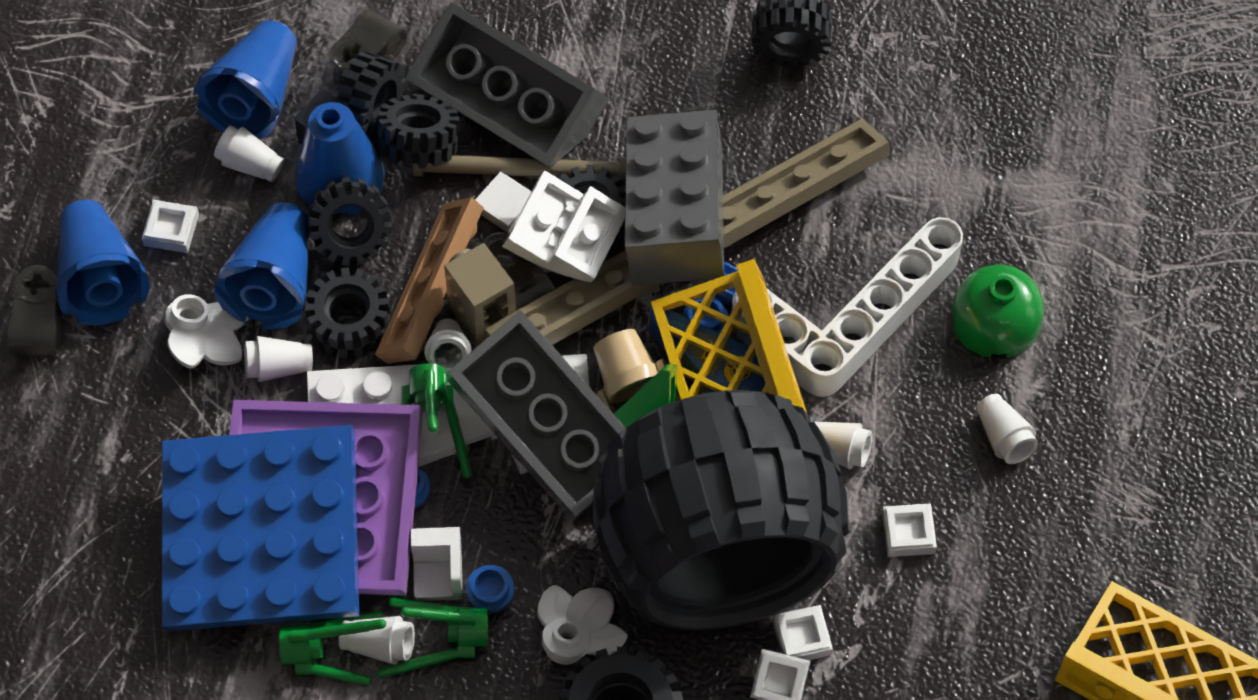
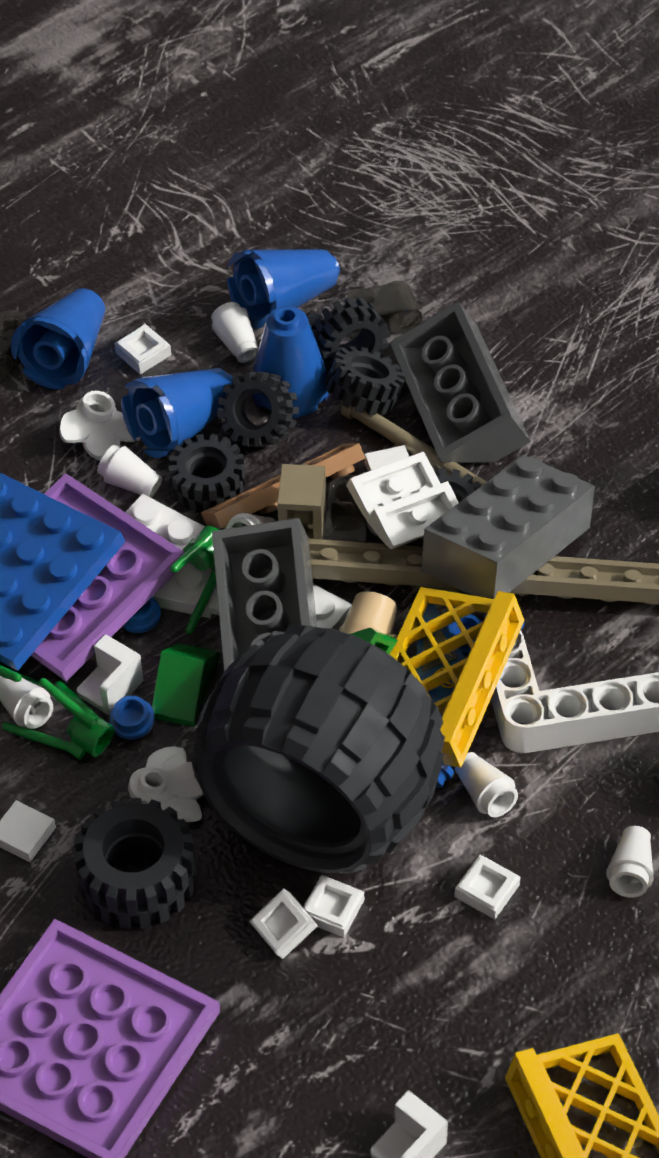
camera: 40 degrees right, 10 degrees down
(505, 523) = (183, 683): none -> green slope

